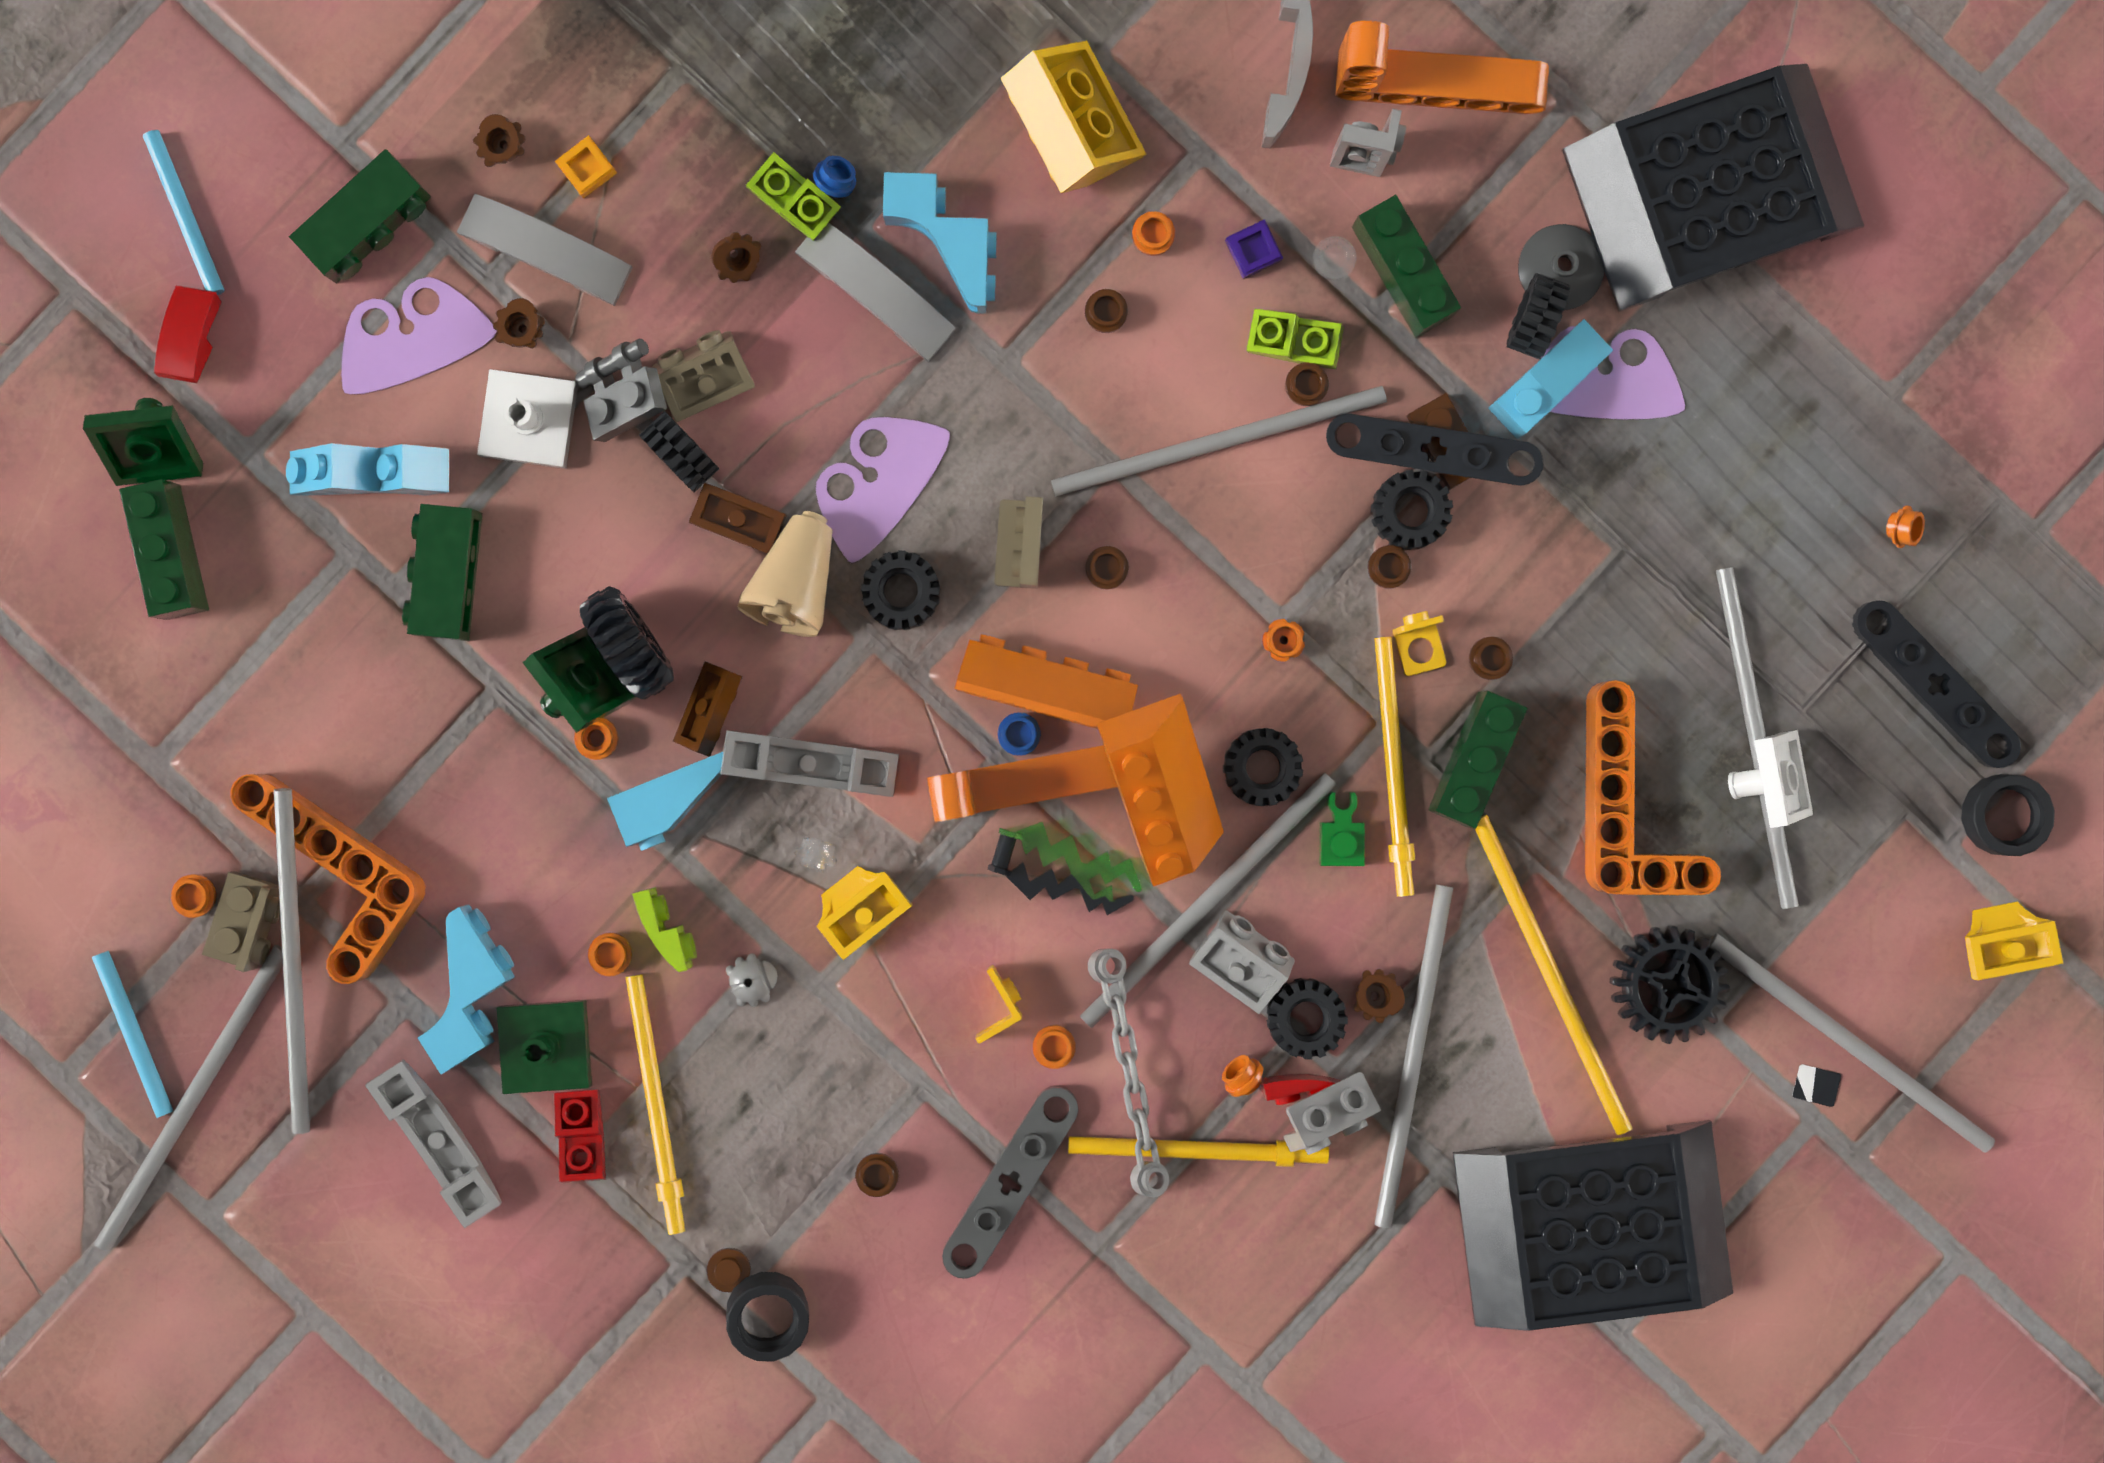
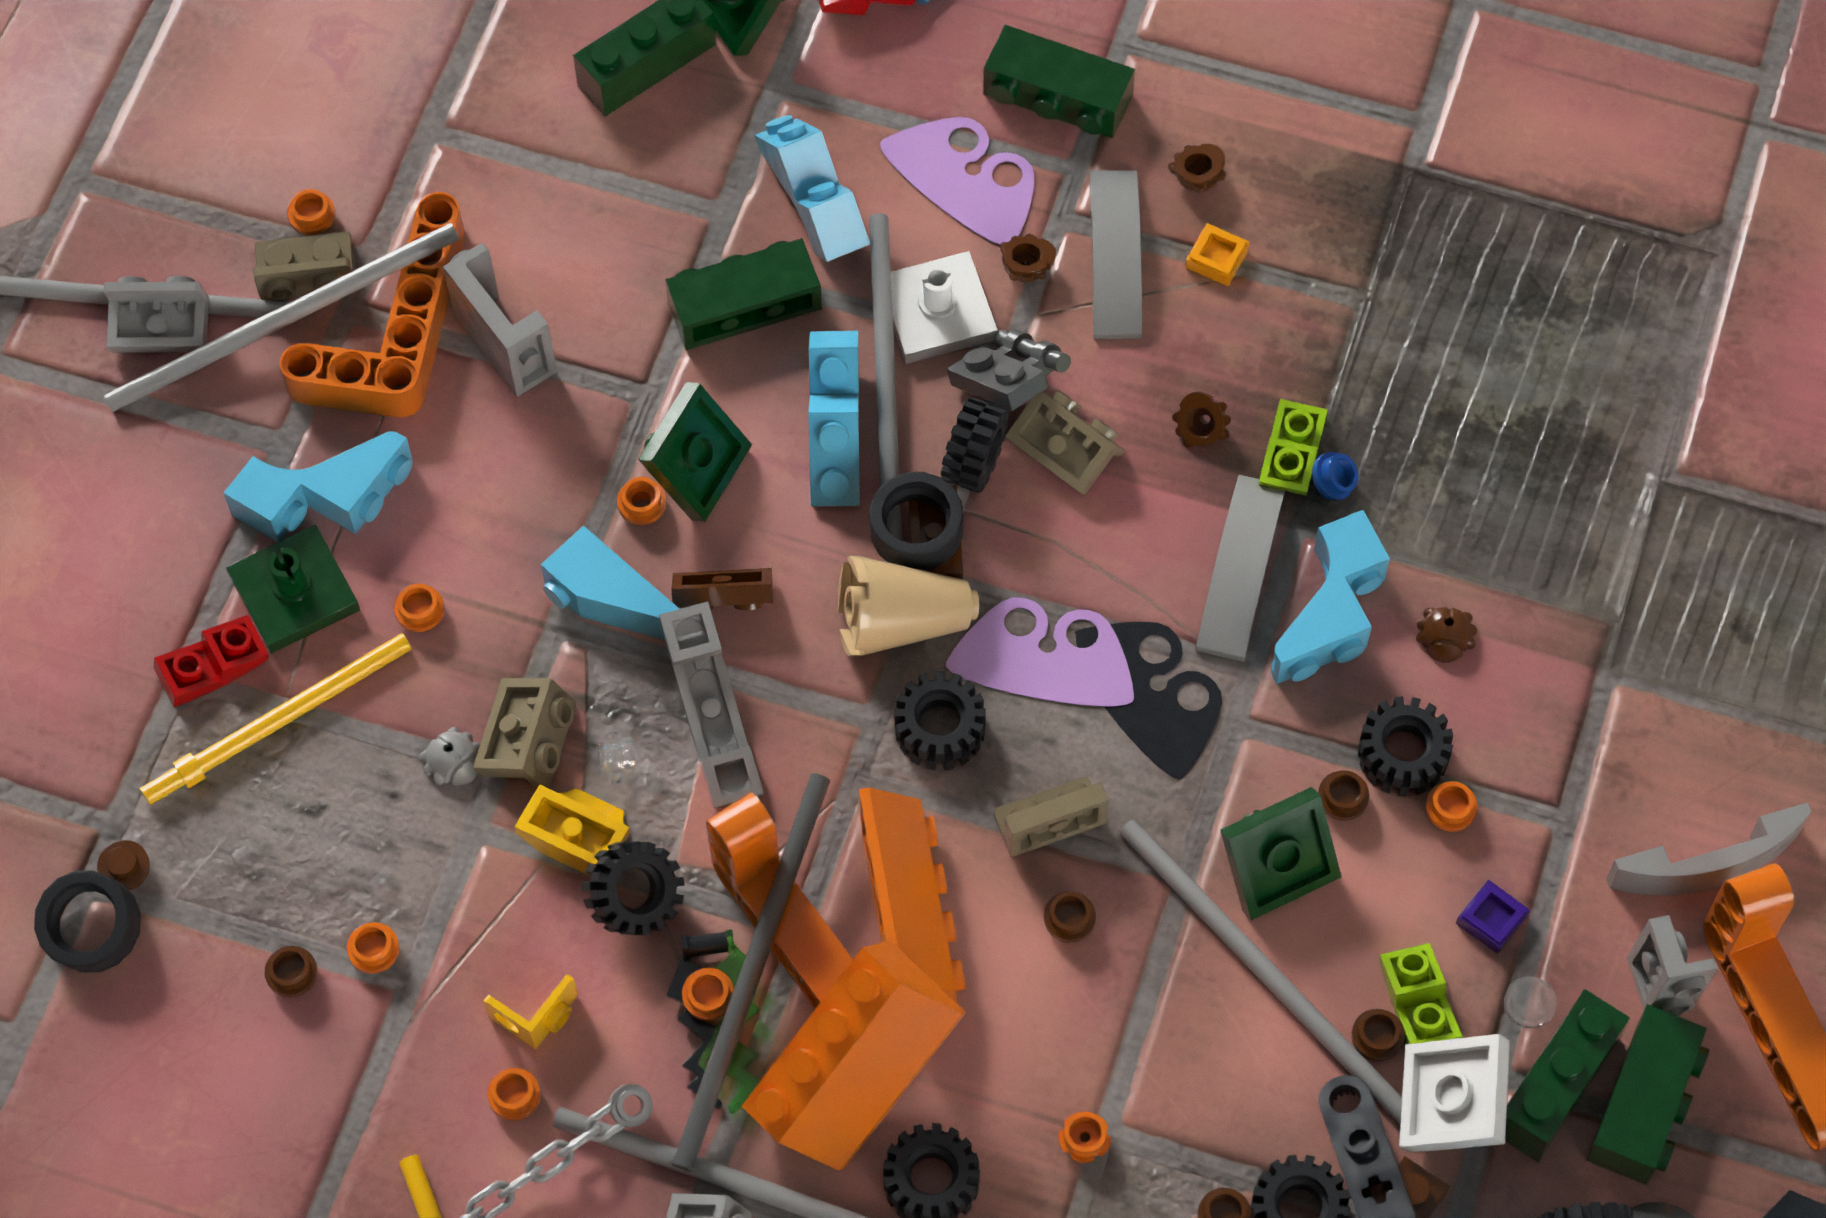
camera: 70 degrees right, 25 degrees down
(132, 1034) = (146, 218): medium azure piece -> none
(242, 1064) = (156, 315): none -> light grey bracket
(423, 780) = (517, 351): none -> light grey panel
(437, 1140) = (153, 527): light grey slope -> none
(587, 497) = (885, 360): none -> light grey piece
(594, 550) = (834, 418): none -> medium azure arch
(626, 643) = (753, 476): black gear -> none
(671, 942) = (458, 656): lime slope -> none
(696, 519) = (910, 487): none -> black tyre
(760, 915) = (525, 731): none -> dark tan bracket
(886, 1105) = (373, 948): none -> orange plate
(958, 885) = (662, 893): none -> black tyre
(973, 421) = (1155, 718): none -> black piece
(992, 1207) = (303, 1108): dark grey piece -> none
(1014, 168) = (1443, 641): none -> reddish brown animal
(1019, 734) = (844, 906): blue plate -> none
(1048, 829) = (750, 973): none -> dark grey piece
(1048, 870) = (707, 994): none -> orange plate
(1072, 115) = (1528, 670): yellow slope -> none
(1096, 217) = (1410, 719): none -> black tyre
(1138, 385) = (1281, 853): none -> dark green tile
(1392, 355) = (1454, 1093): none -> white tile
(1448, 210) = (1649, 1095): none -> dark green brick

